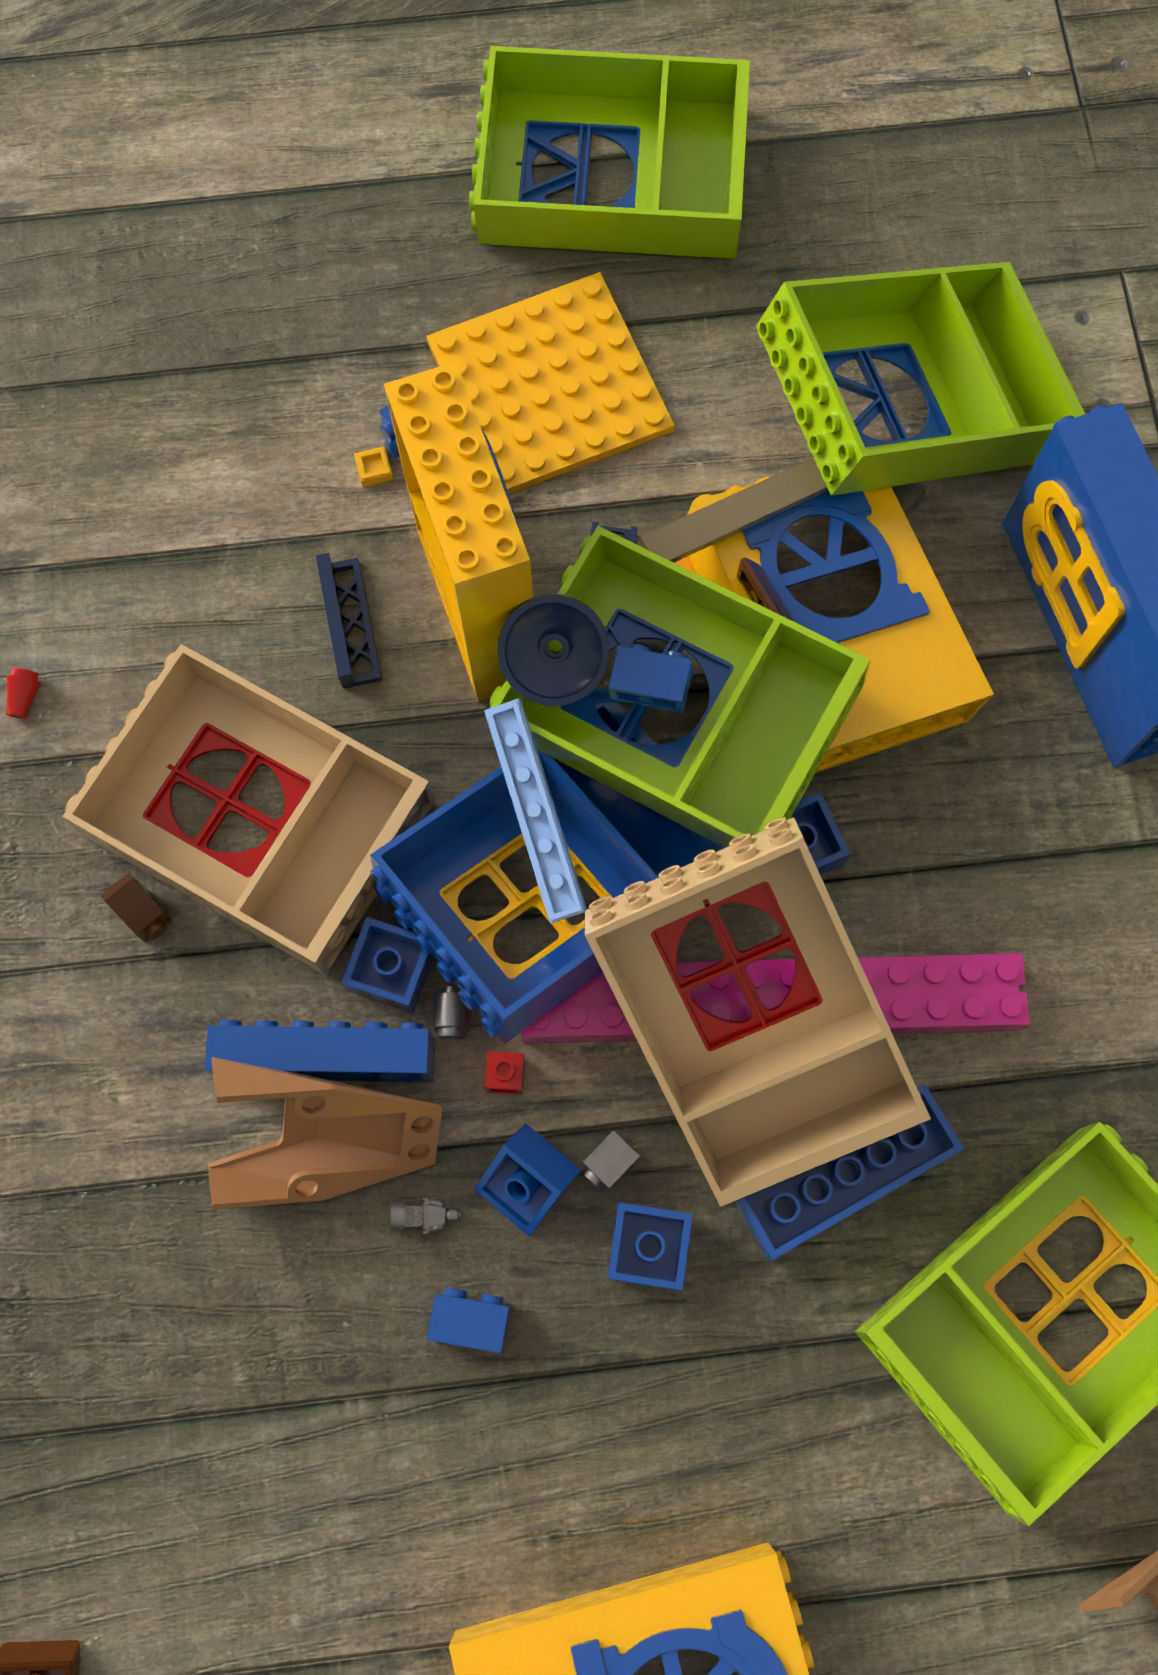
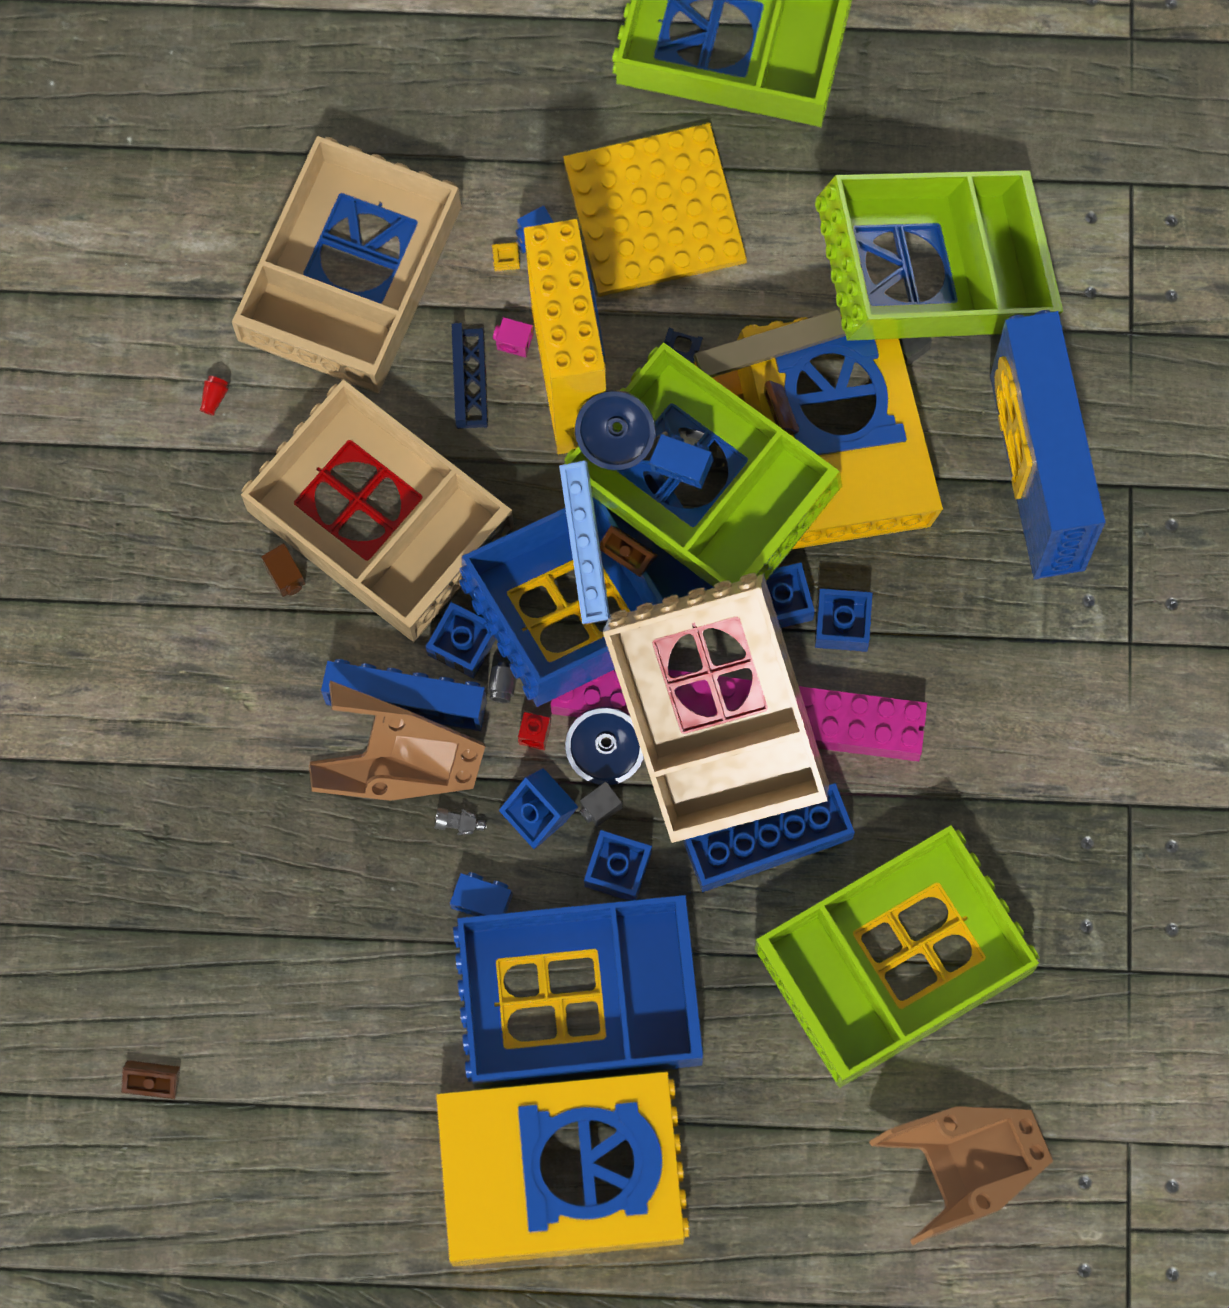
camera: 10 degrees right, 0 degrees up
(100, 553) = (305, 316): none -> tan panel
(398, 562) = (513, 337): none -> dark pink brick
(593, 813) = (627, 551): none -> reddish brown slope
(597, 1099) = (593, 758): none -> dark blue dish
(710, 1413) = (640, 991): none -> blue panel
(888, 859) = (843, 620): none -> blue brick

